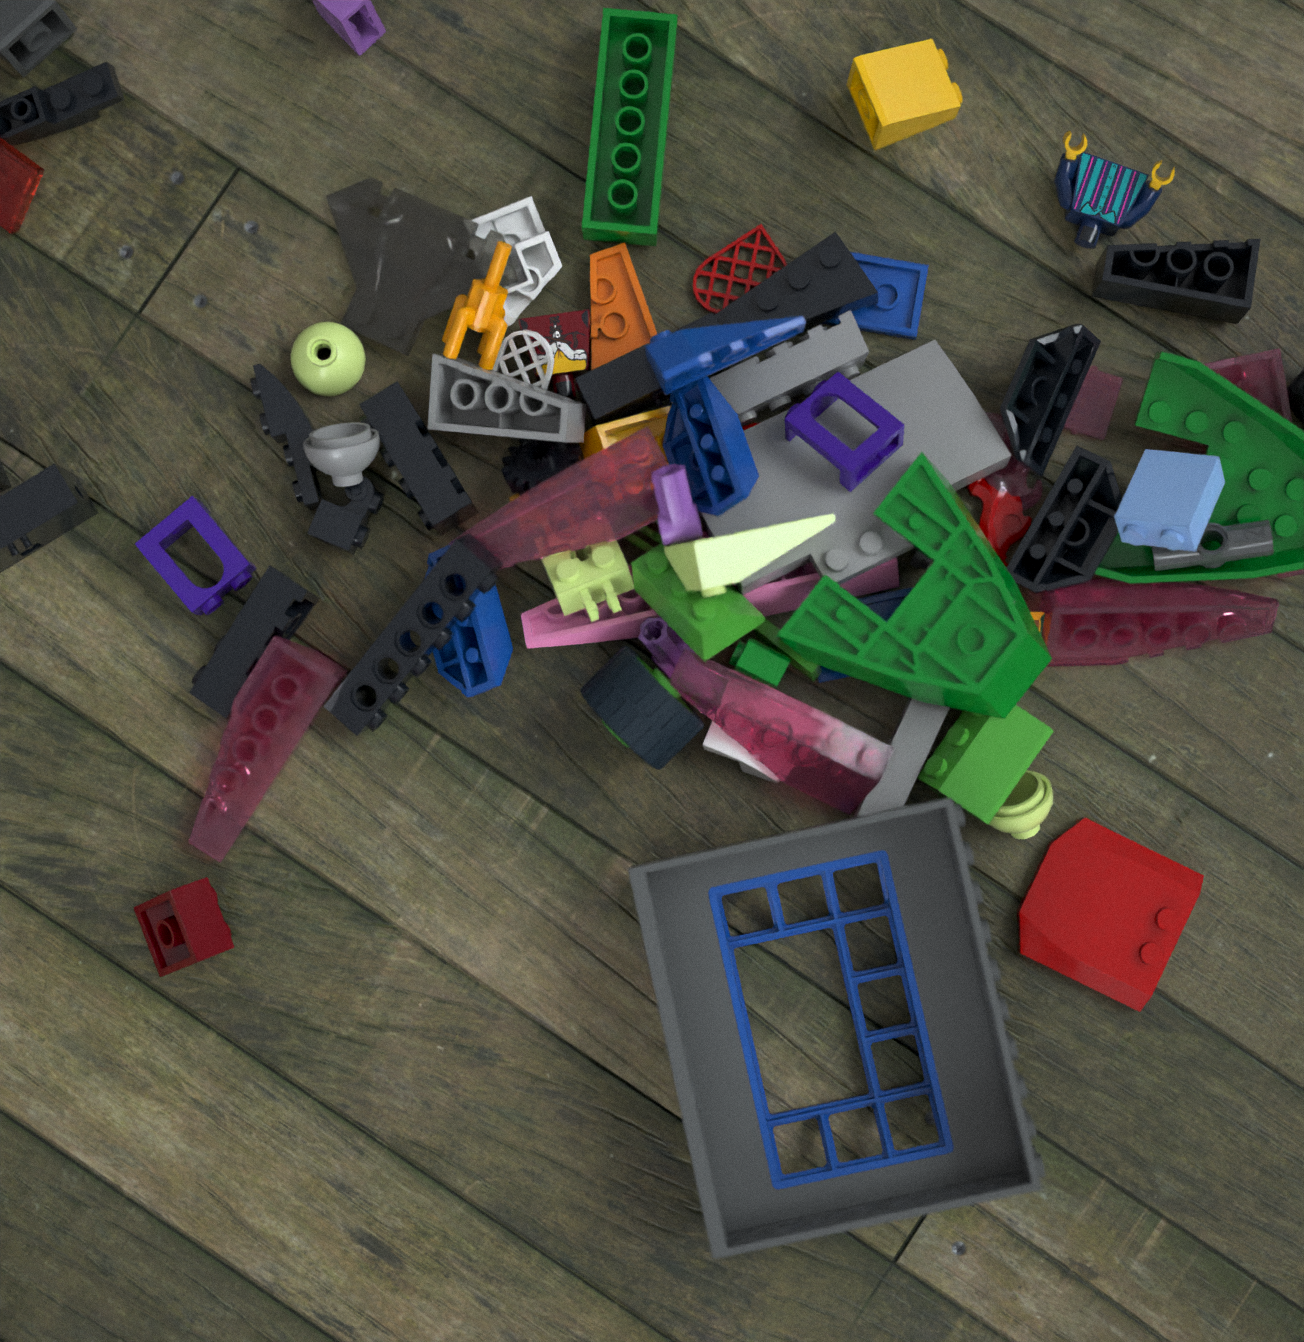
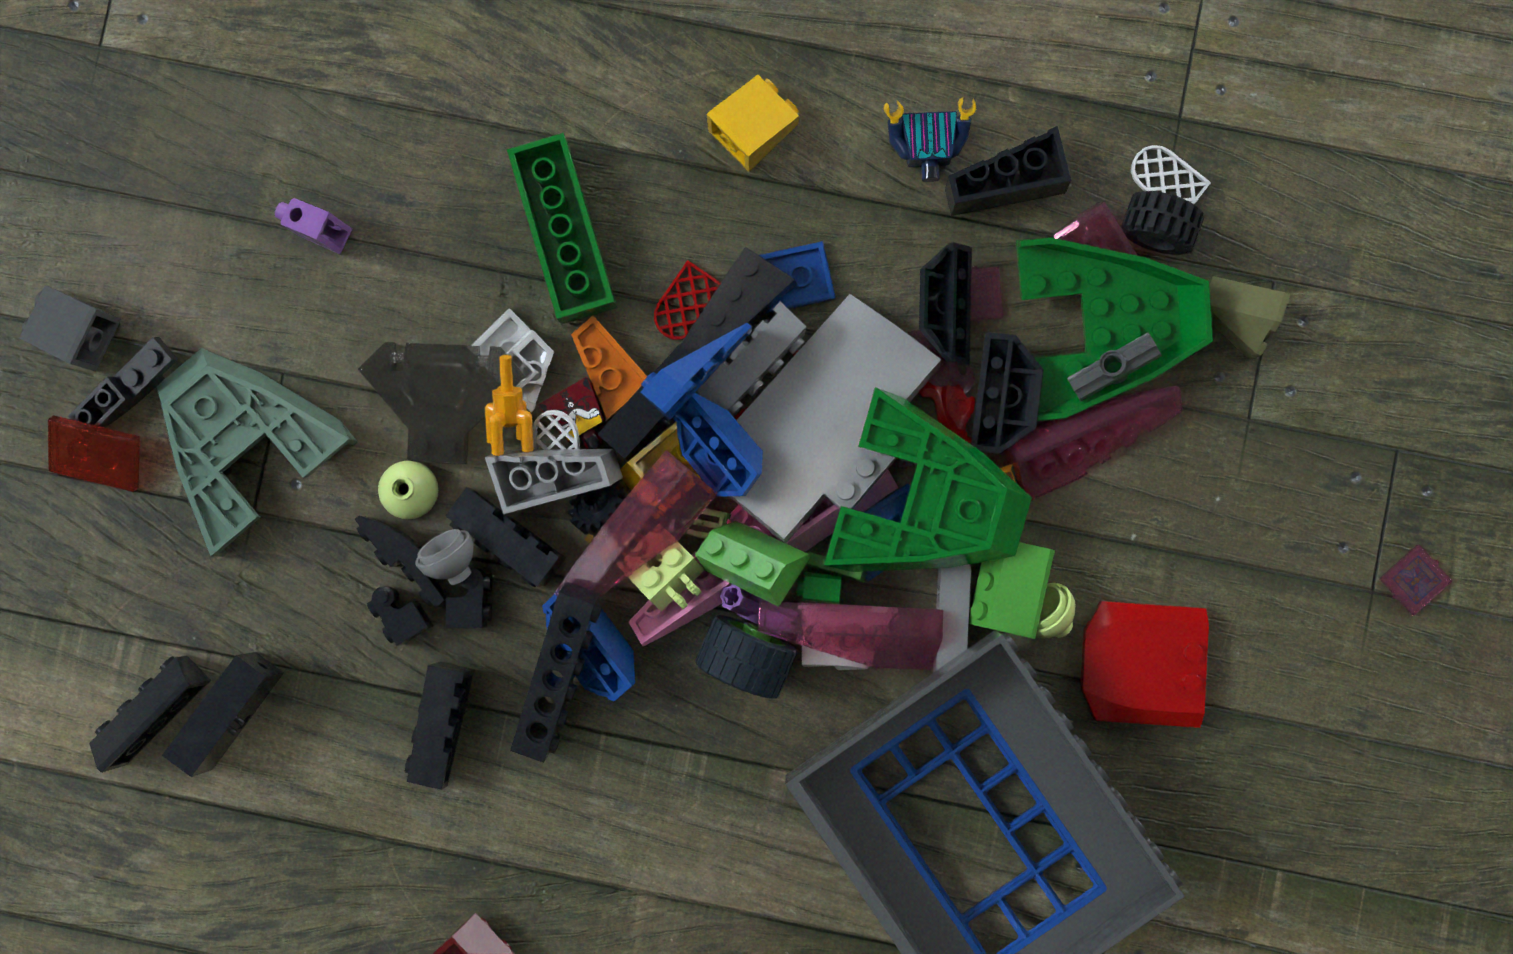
camera: 25 degrees left, 0 degrees up
(143, 183) = (216, 416): none -> sand green piece
(236, 566) = (402, 672): dark purple panel -> none
(257, 510) = (399, 623): none -> black brick
(261, 737) = (473, 792): clear pink wedge -> none
(677, 514) = (714, 506): medium lavender piece -> none
(727, 559) = (761, 528): yellowish green wedge -> none
(866, 458) = (837, 403): dark purple panel -> none
(1170, 500) = (1070, 346): light blue brick -> none

